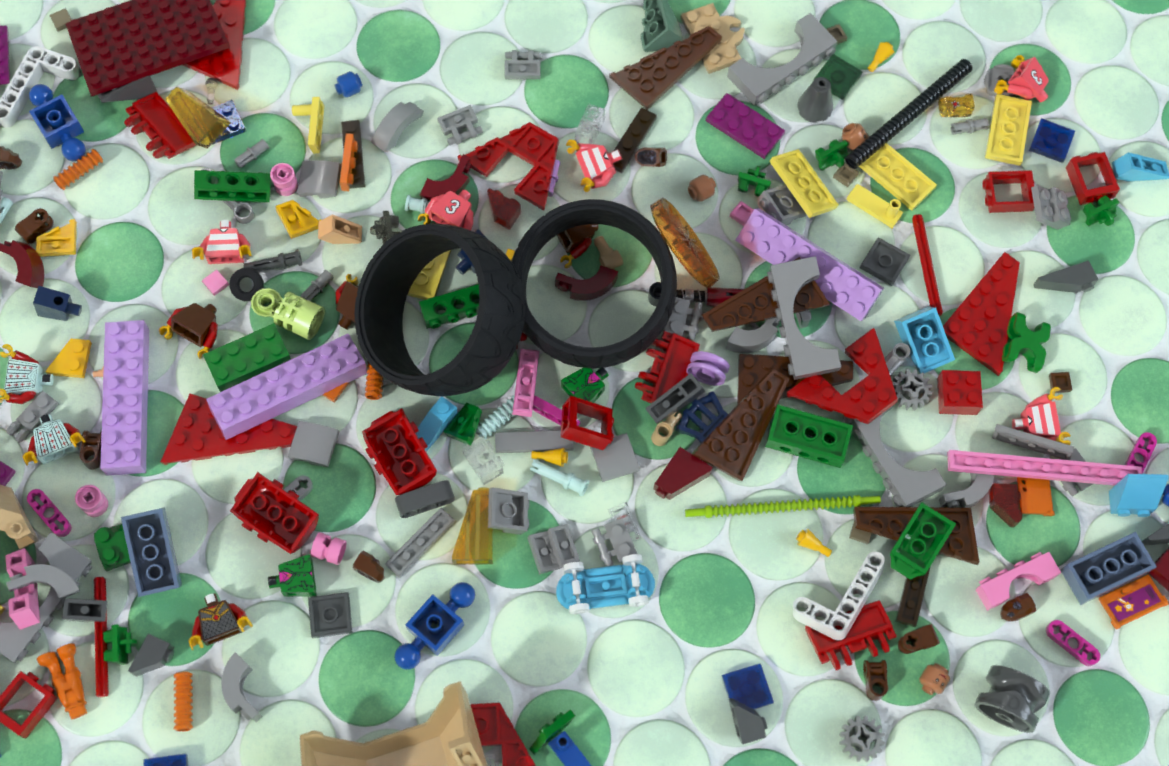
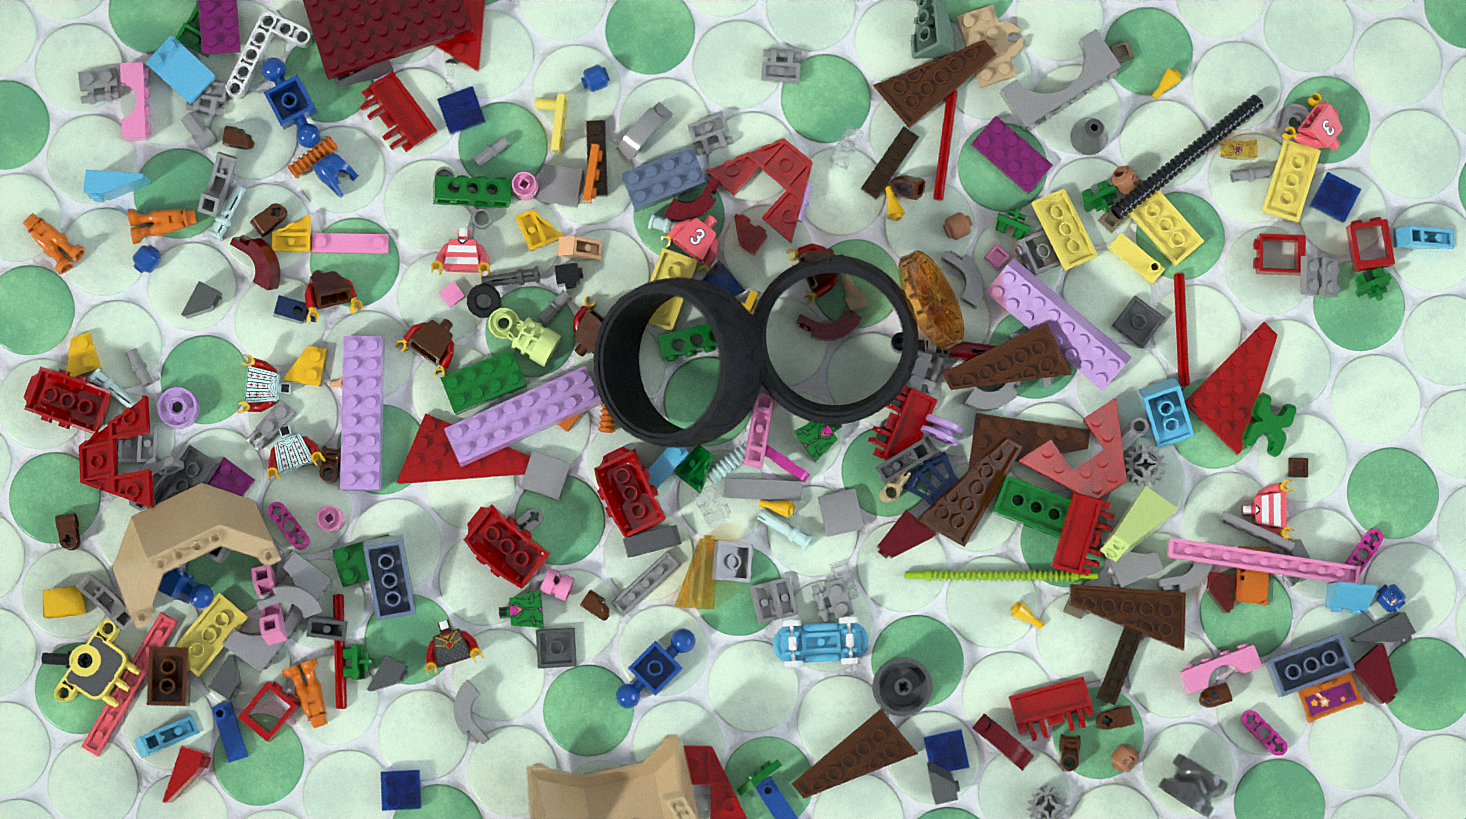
camera: 10 degrees right, 15 degrees up
(92, 282) = (327, 291): none -> reddish brown torso
(94, 175) = (327, 170): none -> blue helmet
(114, 243) = (350, 243): none -> bright pink plate
(183, 701) = (417, 720): orange piece -> none
(197, 118) = (436, 107): clear yellow slope -> none
(329, 255) = (568, 275): none -> black brick
(383, 227) = (625, 251): clear smoke hips -> none
(412, 165) = (663, 179): none -> sand blue brick
(585, 436) = (799, 474): red window -> none
(595, 163) = (849, 193): torso -> none
(640, 178) = (894, 209): none -> yellow cone
(661, 695) = (862, 752): none -> reddish brown wing
(682, 122) = (945, 146): none -> red axle
(708, 615) = (917, 687): none -> dark grey piece
(718, 227) = (971, 274): none -> light grey arch
(804, 357) = (1039, 429): light grey arch -> none
(807, 671) = (1003, 741): none -> dark red arch
(840, 75) = (1117, 103): clear green tile -> none
(849, 602) = (1051, 678): white beam -> none
(857, 454) = (1080, 533): none -> red hinge
(916, 440) = (1140, 520): none -> yellowish green slope
(920, 542) = (1129, 627): green slope -> none
(959, 392) = (1193, 472): red brick -> none
(1070, 279) = (1327, 358): dark grey slope -> none

